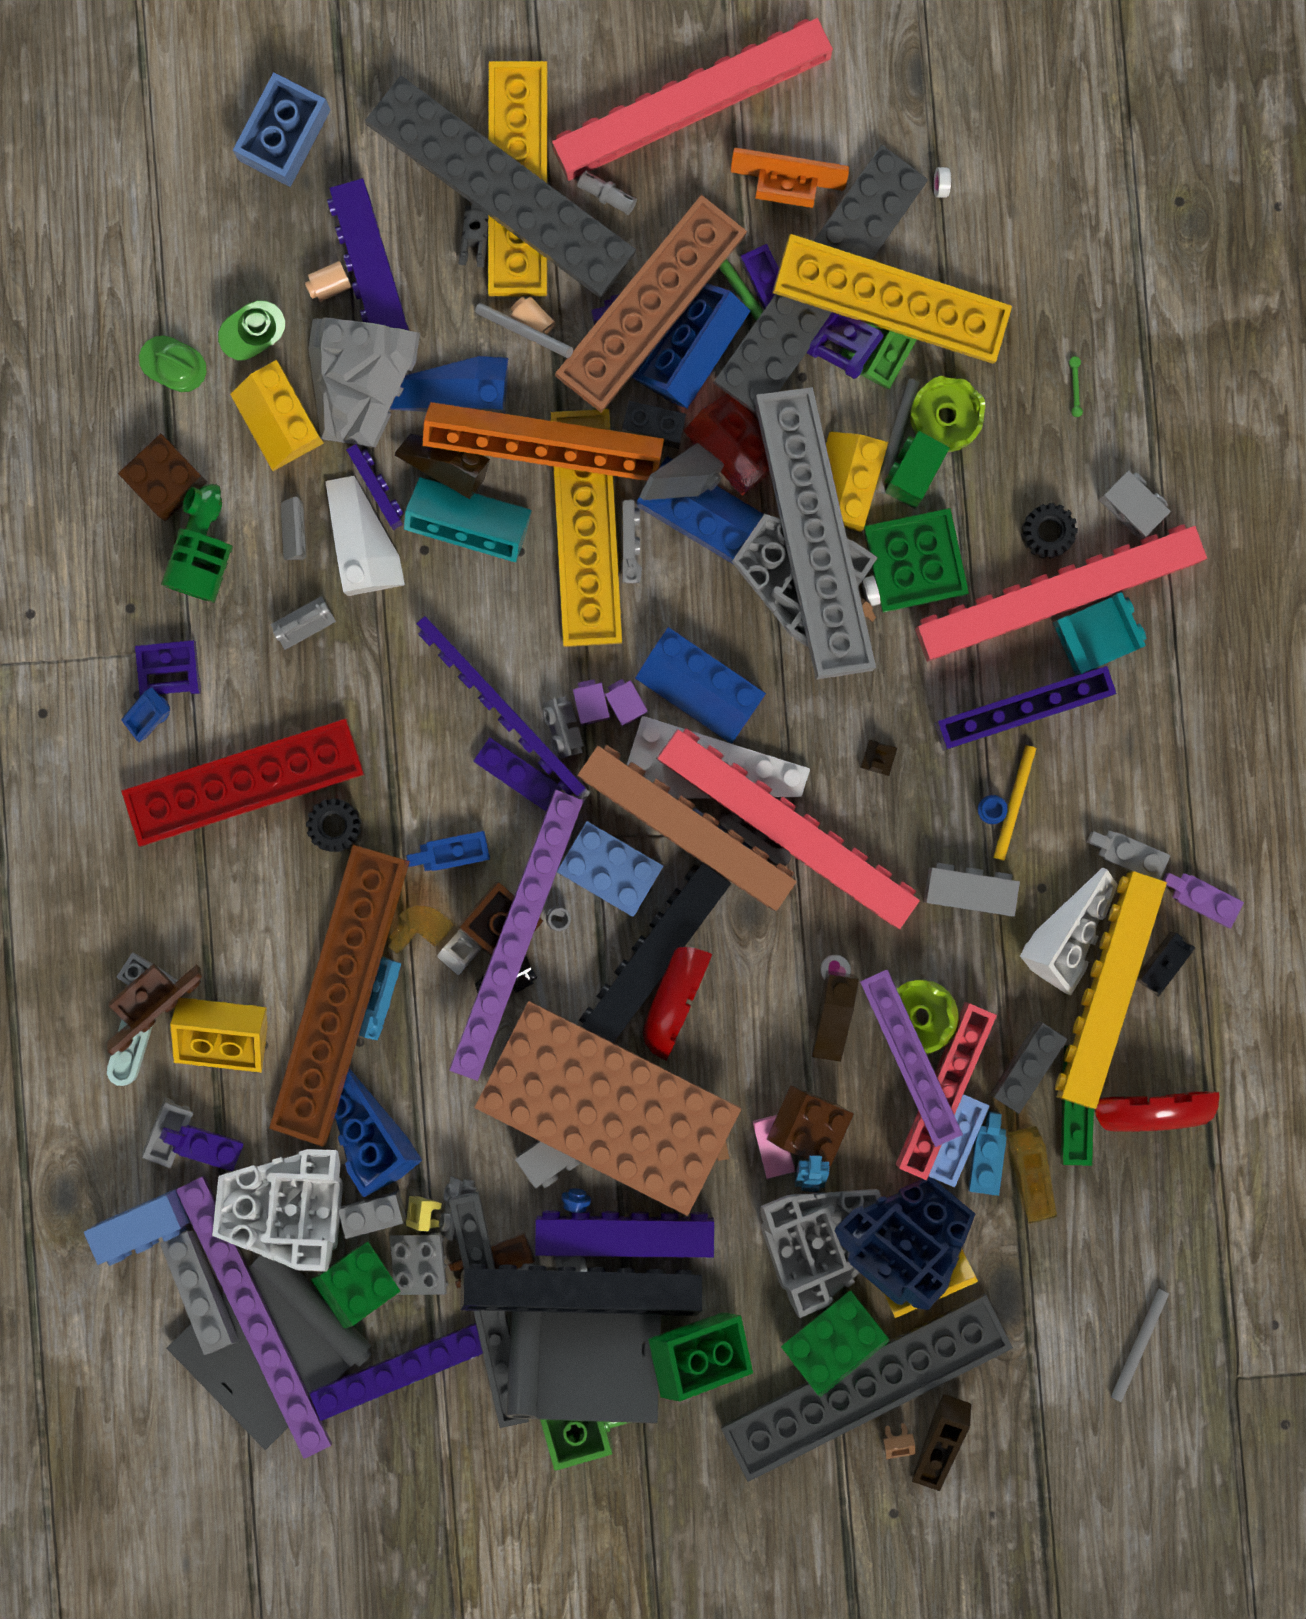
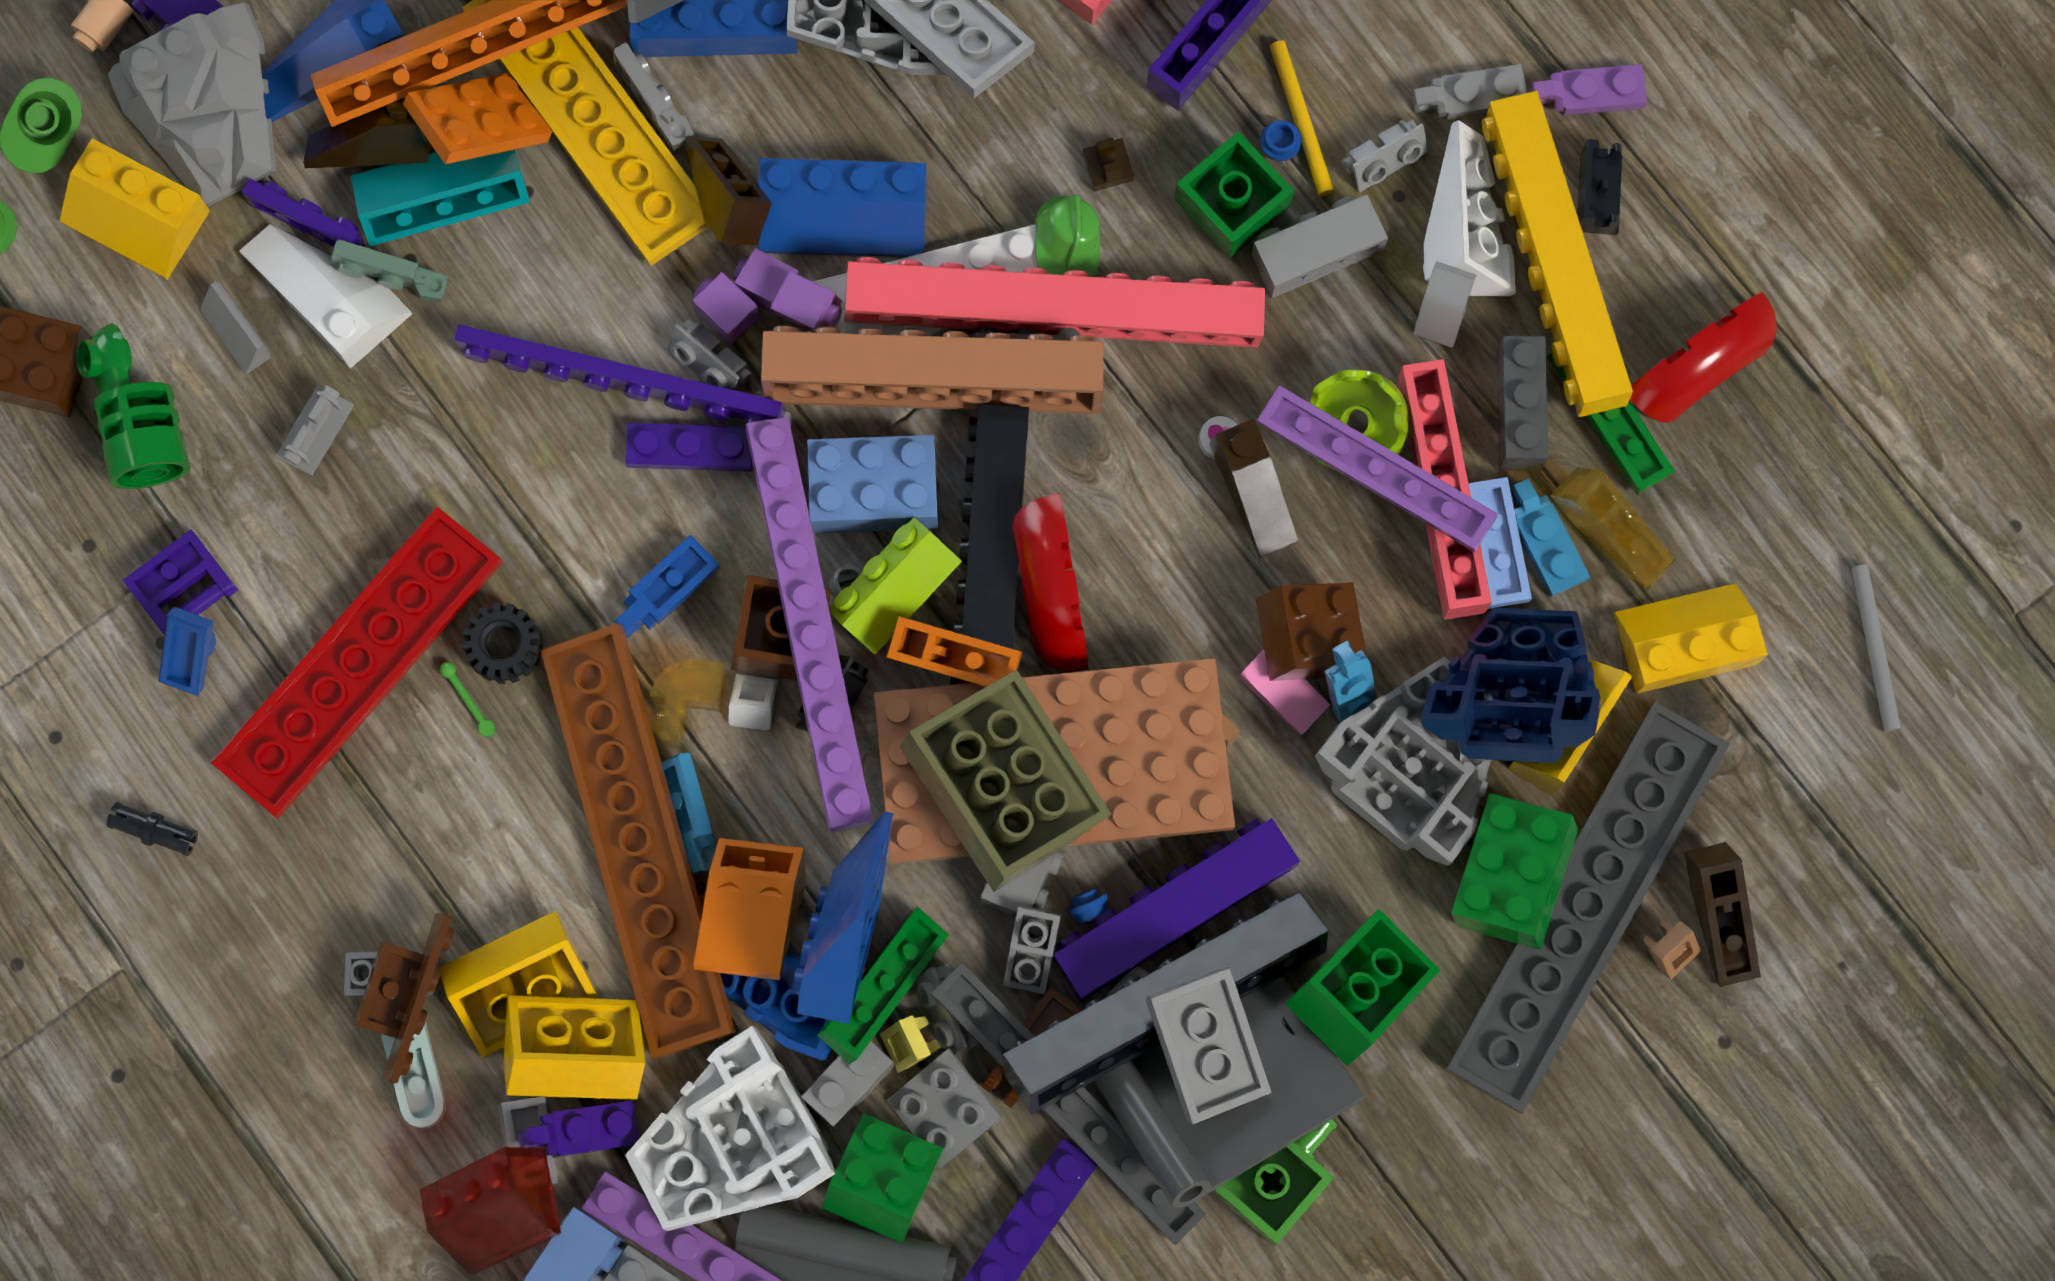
camera: 35 degrees left, 10 degrees down
(65, 806) = (152, 829): none -> black pin
(122, 1163) = (492, 1208): none -> clear red slope
(226, 1095) = (573, 1047): none -> yellow slope
(294, 868) = (485, 727): none -> bright green hinge
(376, 1082) = (750, 908): none -> orange slope
(407, 557) = (390, 270): none -> sand green hinge
(419, 1133) = (843, 929): none -> blue slope
(425, 1175) = (885, 983): none -> green plate
(514, 493) = (477, 118): none -> orange plate
(525, 1207) = (1031, 949): none -> light grey slope
(568, 1109) = (1004, 779): none -> olive slope
(582, 941) = (894, 584): none -> lime brick
(586, 1338) = (1208, 1045): none -> light grey plate
(588, 1009) = (951, 653): none -> orange slope
(635, 636) = (727, 193): none -> dark brown slope
(639, 737) = (807, 303): none -> medium lavender brick
(823, 789) = (1067, 236): none -> bright green piece
(940, 829) = (1233, 194): none -> green brick
(1022, 978) = (1444, 304): none -> light grey slope
(1033, 1269) = (1690, 637): none -> yellow slope
(1064, 860) = (1401, 146): none -> light grey hinge

